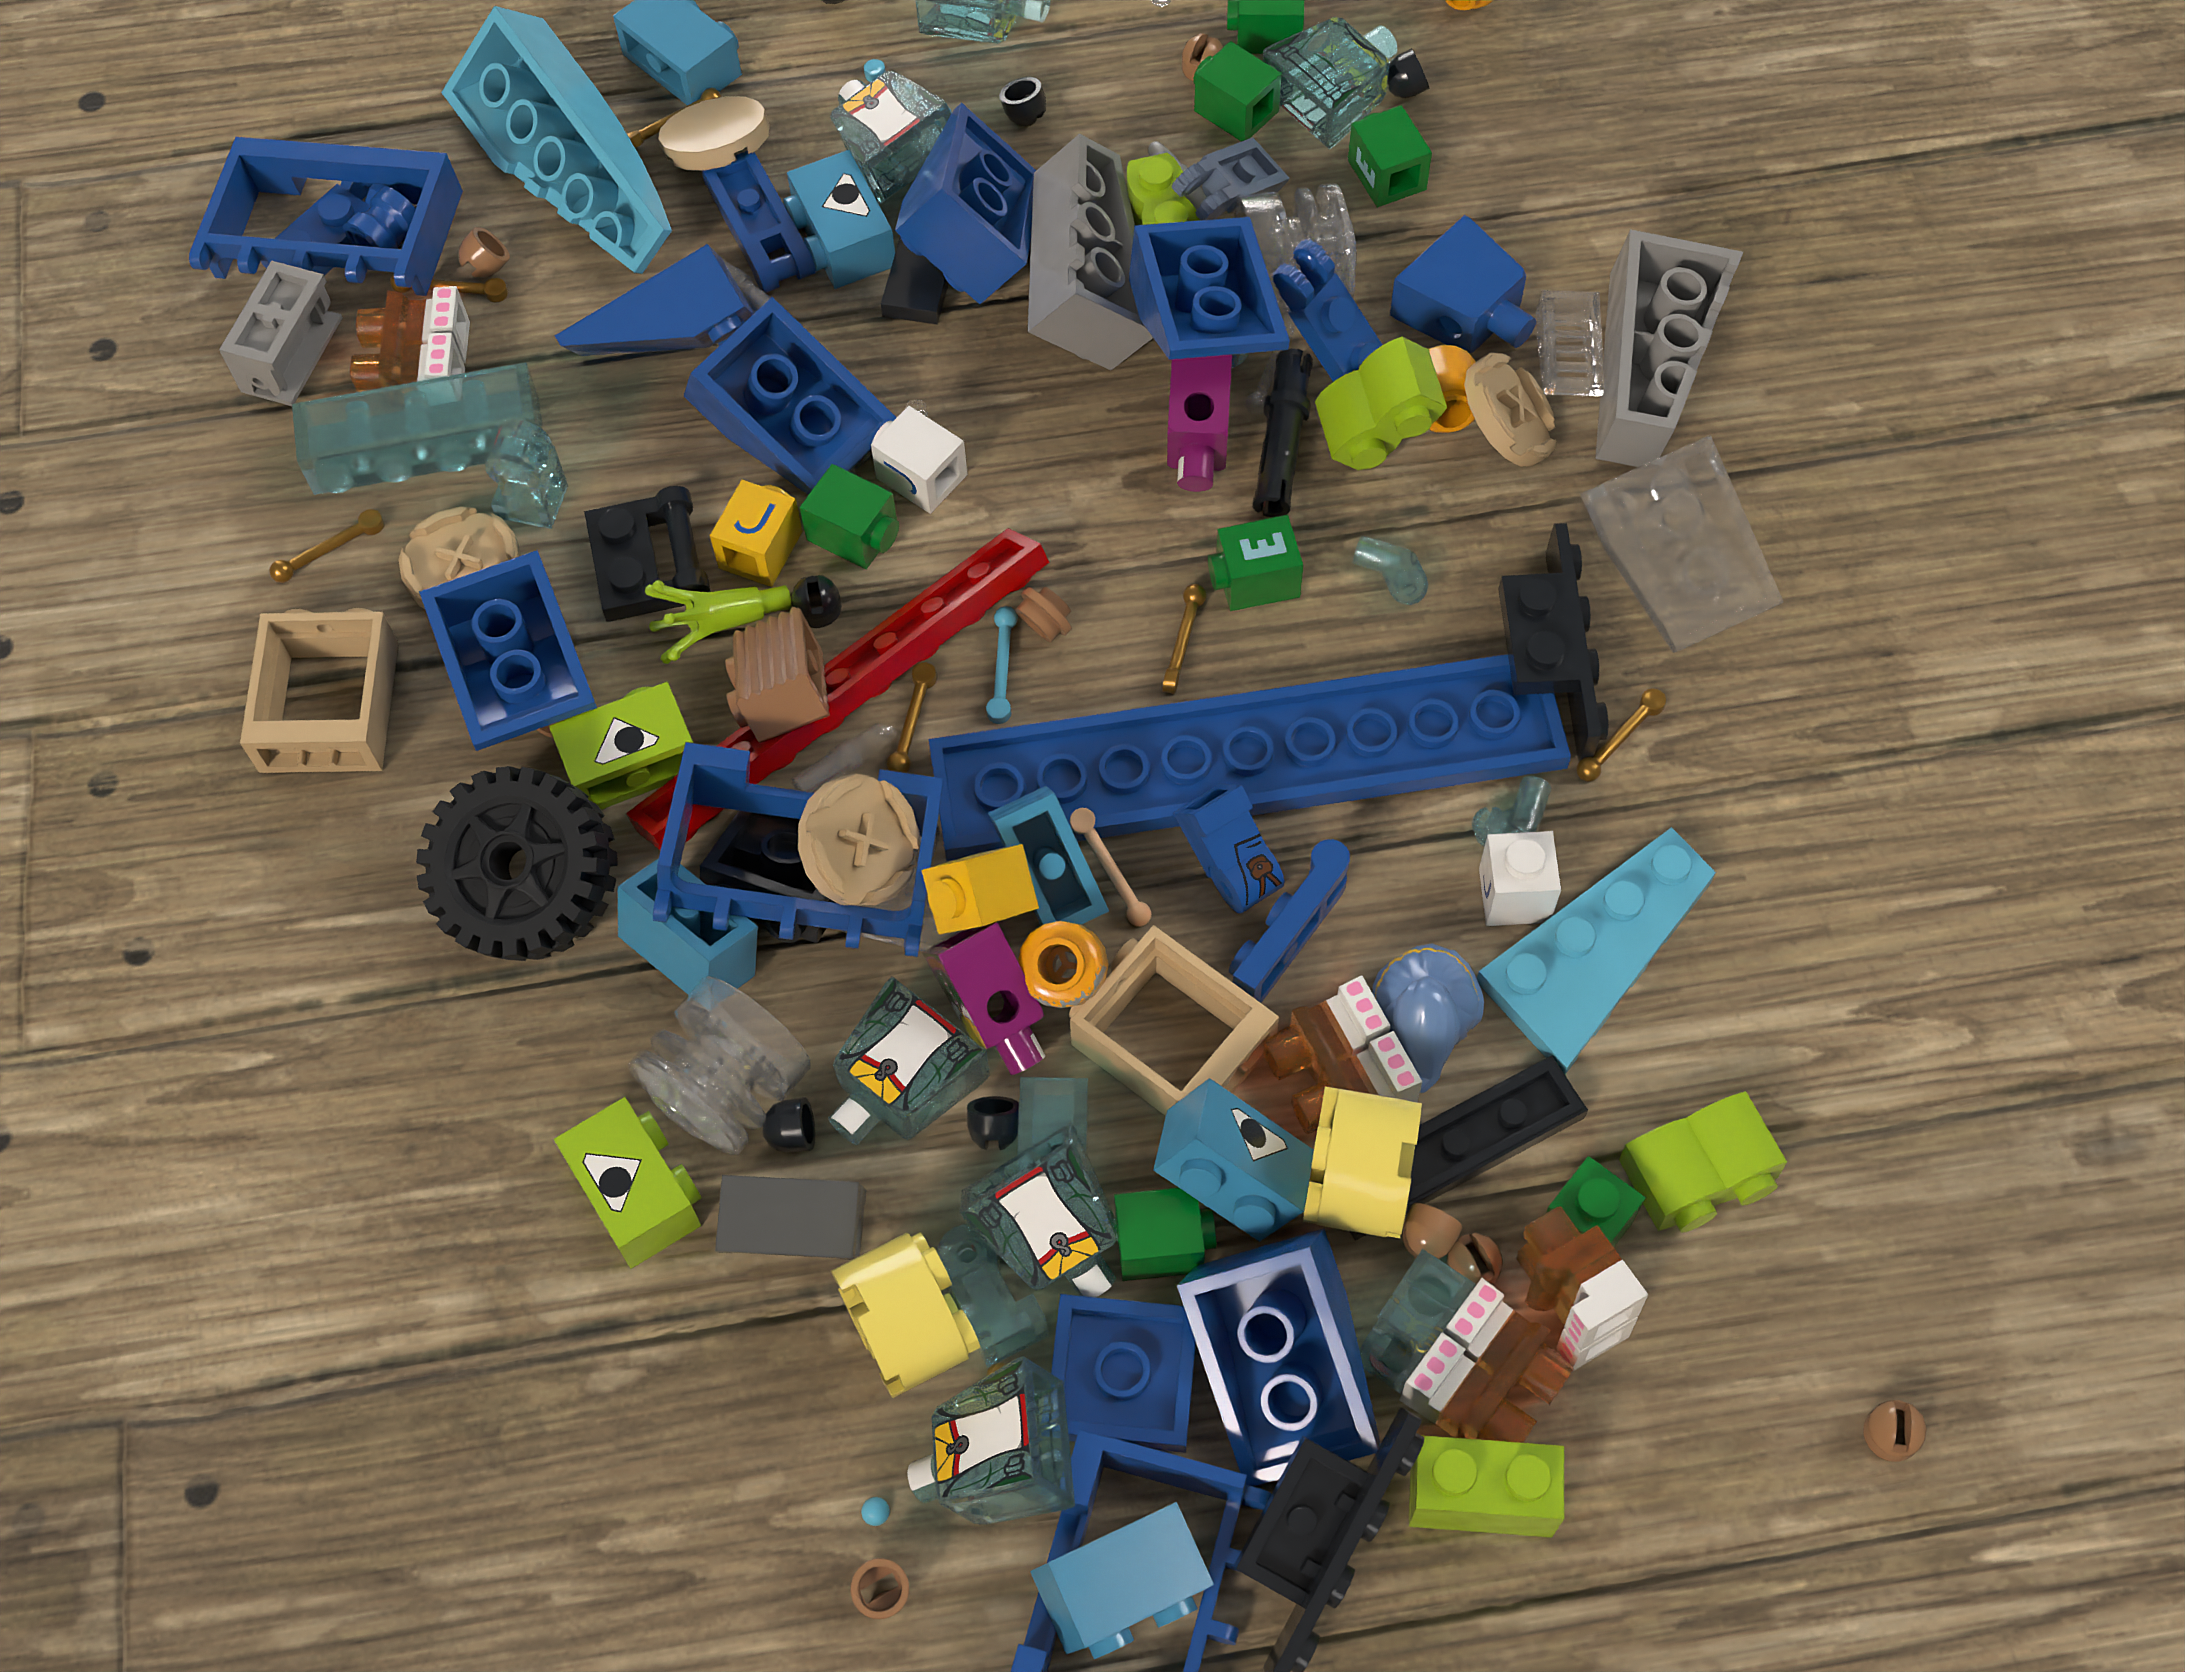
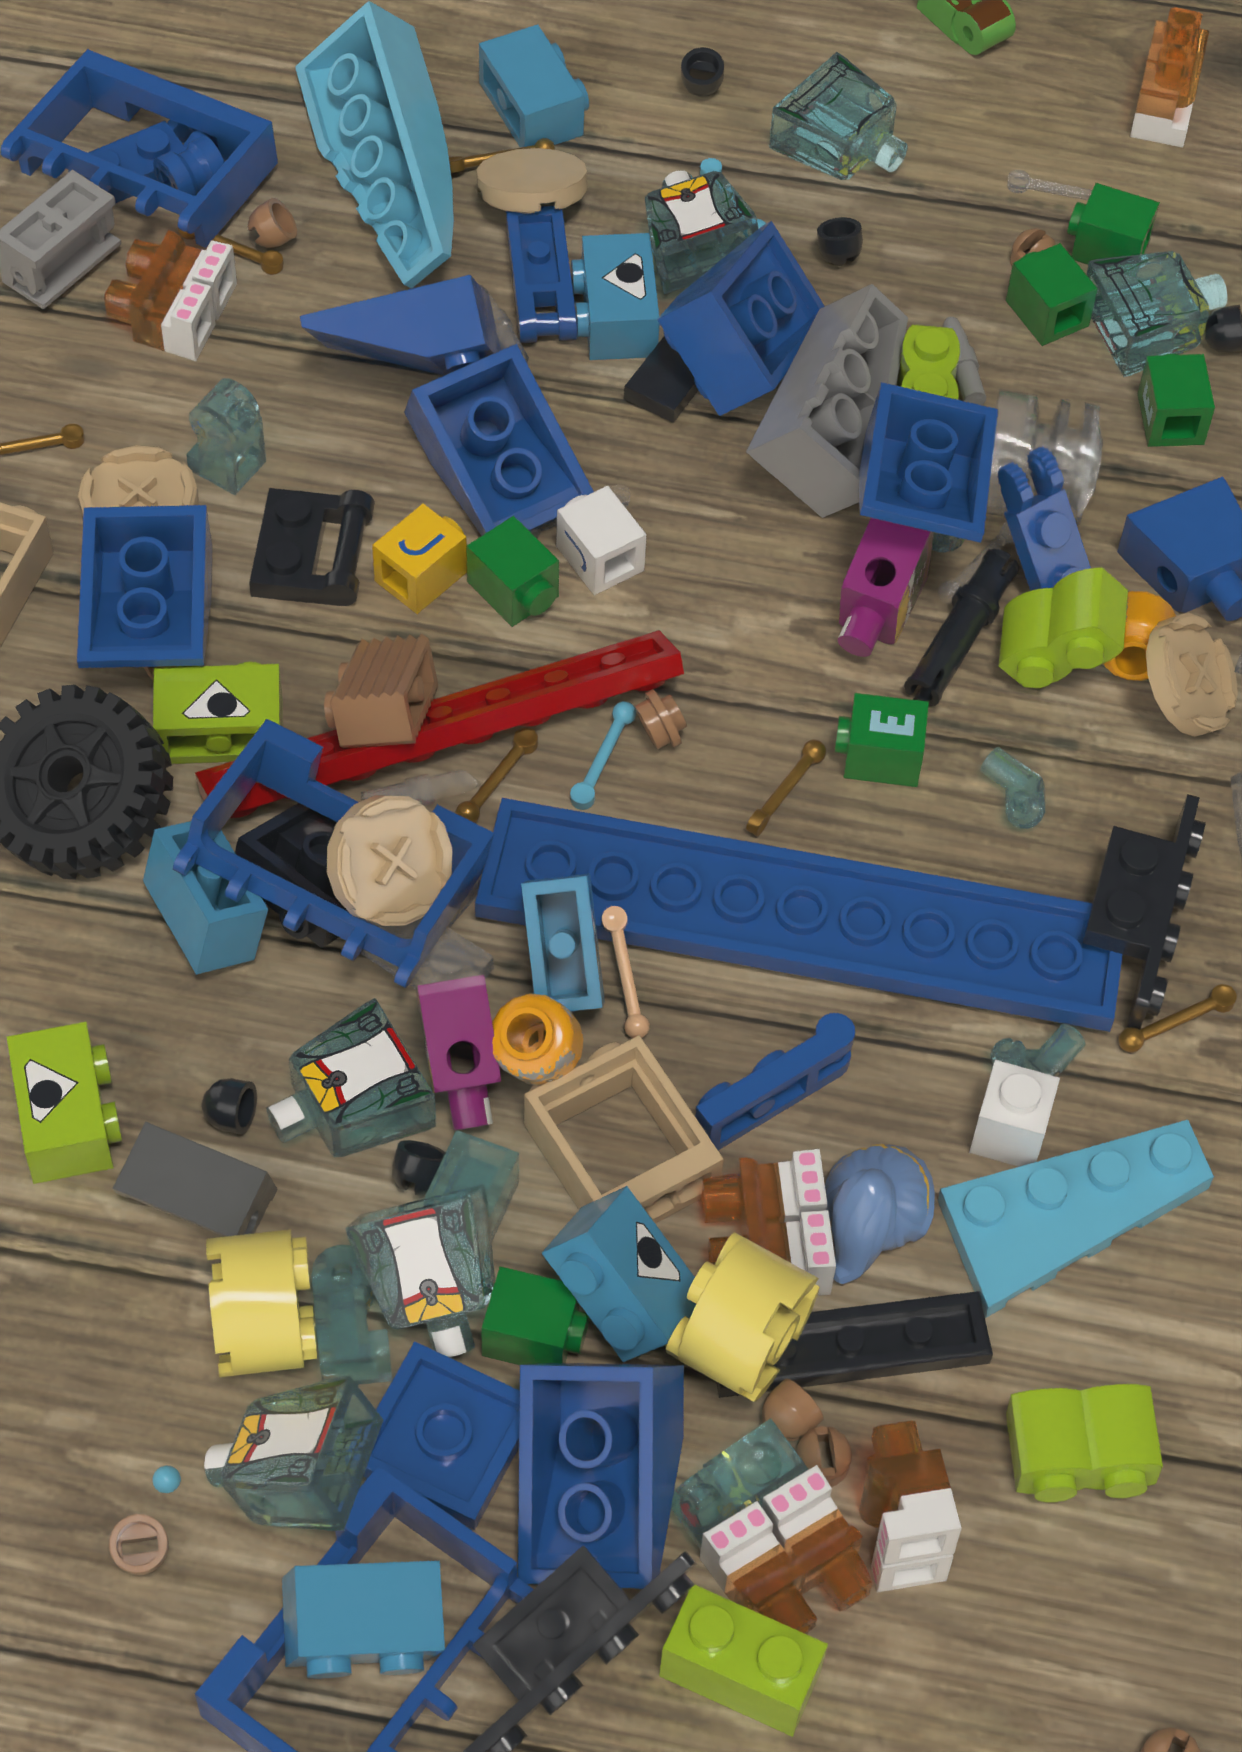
camera: 15 degrees right, 5 degrees down
(409, 427) = (140, 360): clear light blue brick -> none
(714, 611) = (351, 616): lime piece -> none
(730, 1053) = (195, 1018): clear wheel -> none
(830, 597) = (464, 642): black hinge -> none
(980, 889) = (483, 941): yellow brick -> none
(1229, 174) = (1006, 366): sand blue hinge -> none
(1230, 846) = (746, 991): blue leg -> none
(1599, 1199) = (965, 1439): green brick -> none

